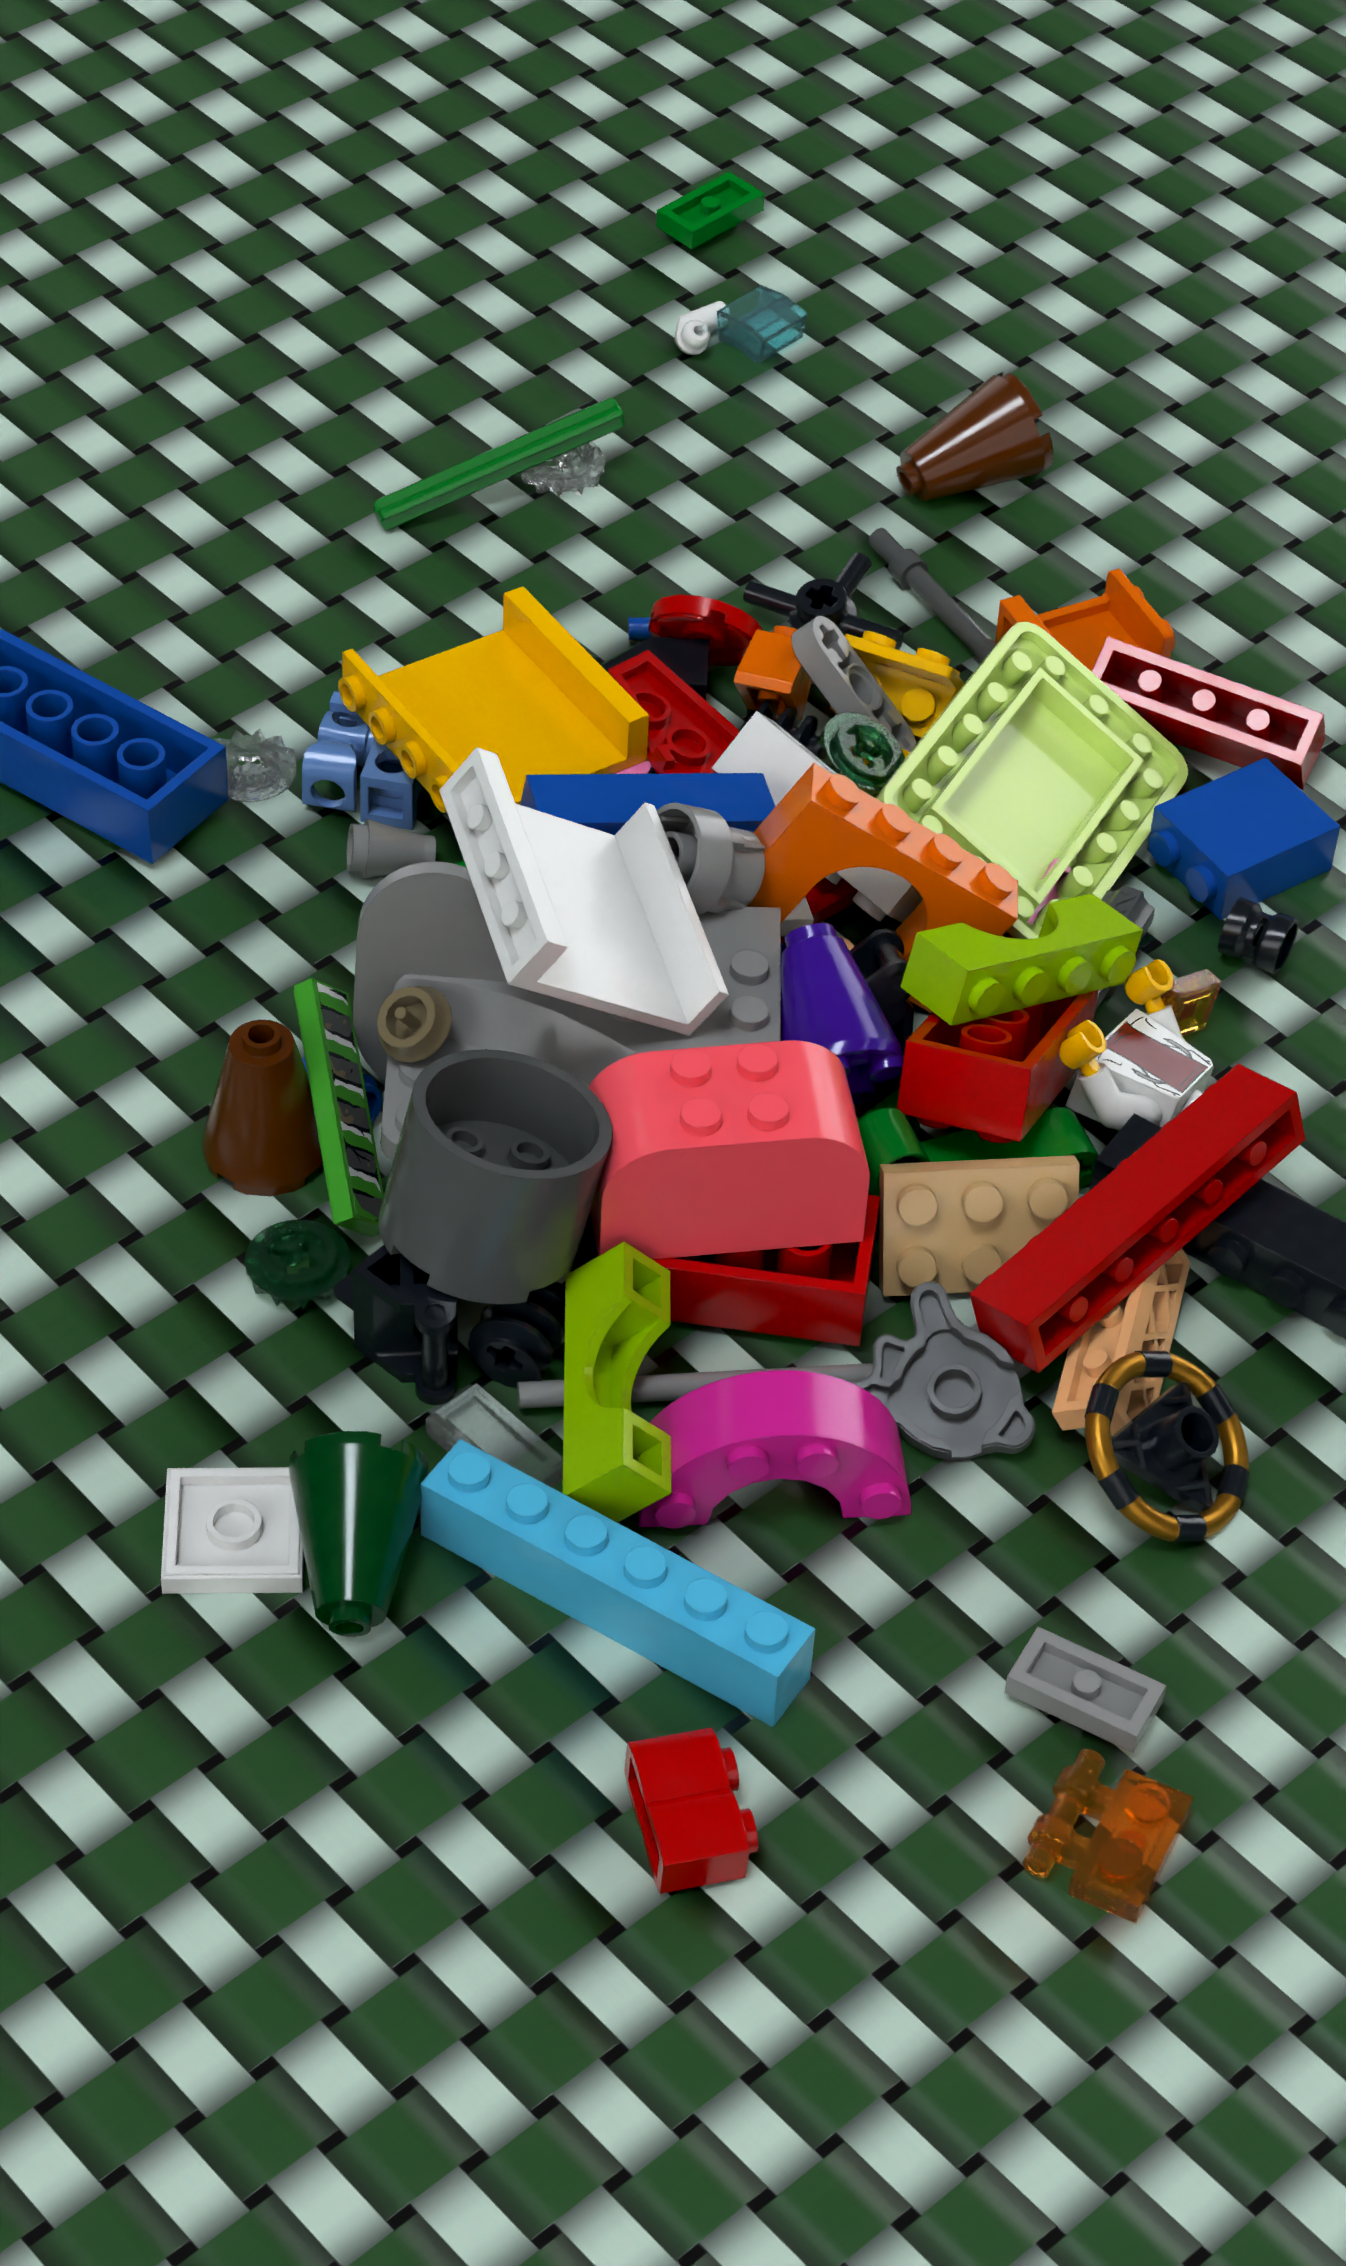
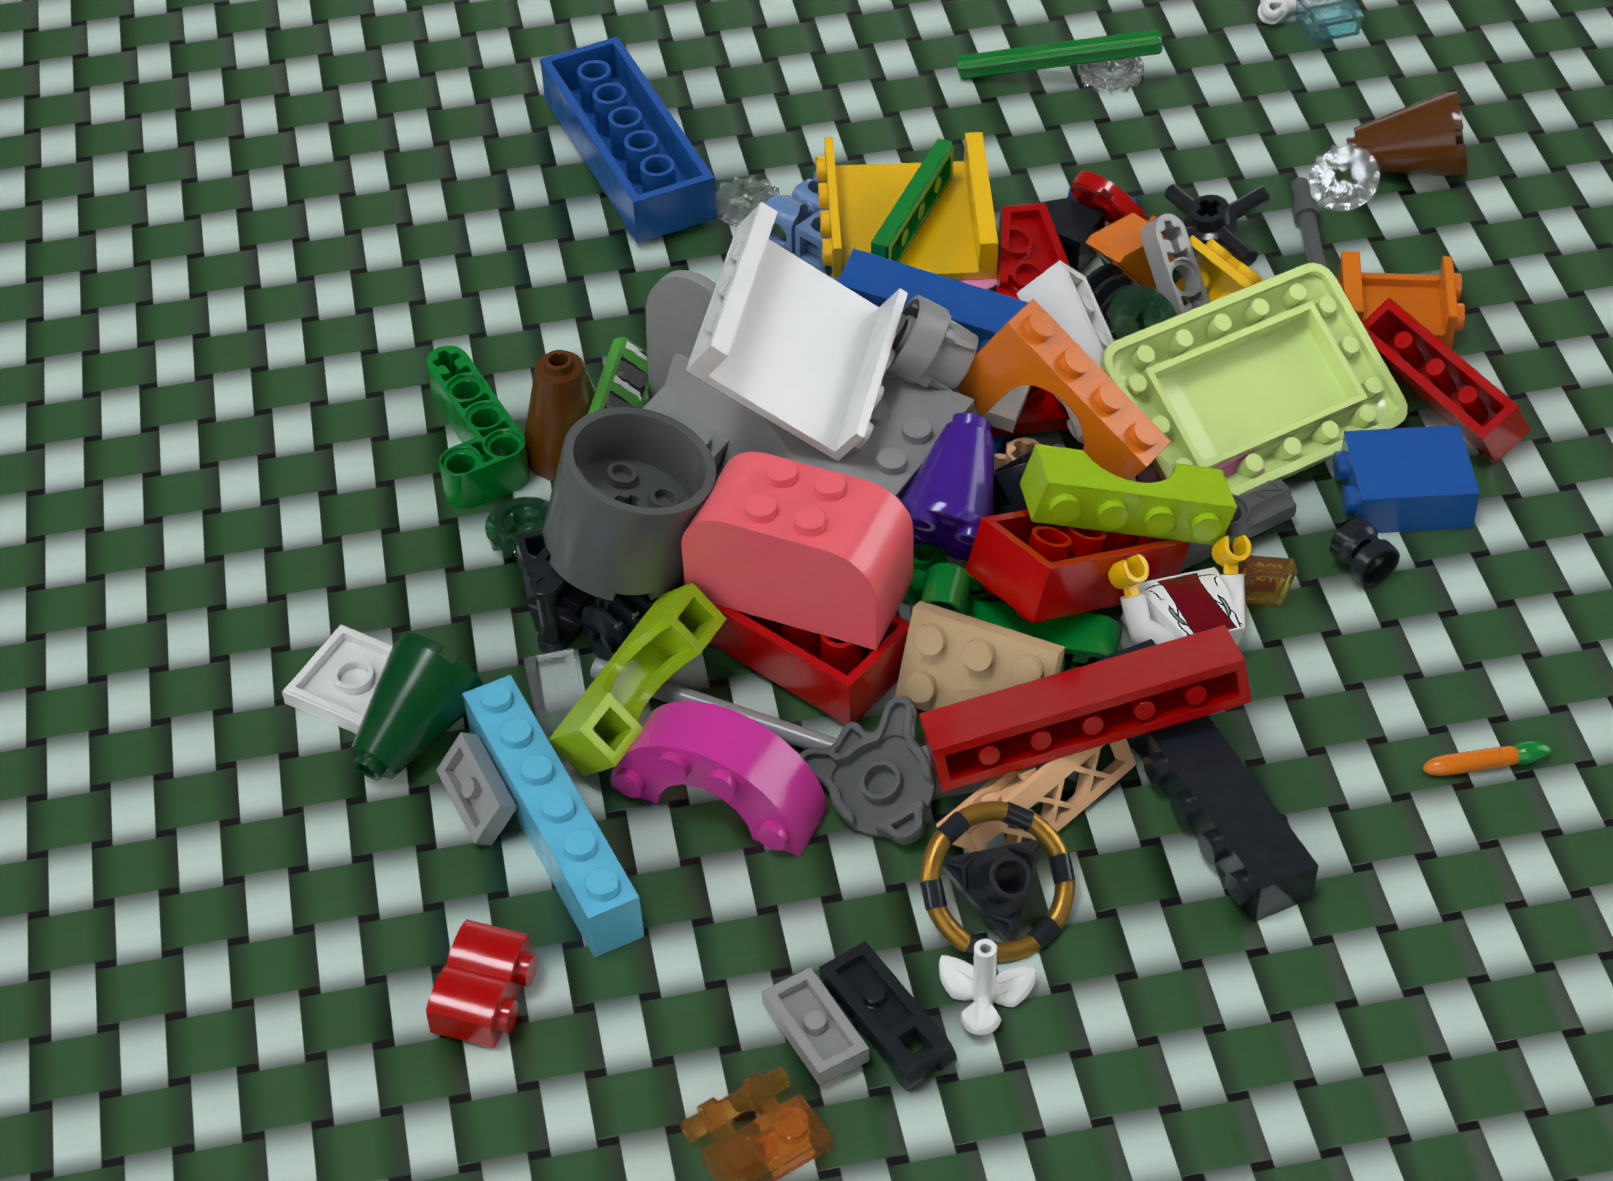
camera: 35 degrees right, 0 degrees up
(185, 1177) = (492, 448): none -> green beam
(414, 1023) = (661, 386): dark tan hat -> none
(501, 1592) = (476, 789): none -> light grey plate
(507, 701) = (915, 203): none -> green tile
(938, 533) = (1345, 194): none -> clear gear
(1153, 1642) = (887, 1014): none -> black plate
(1239, 1557) = (983, 986): none -> white plant

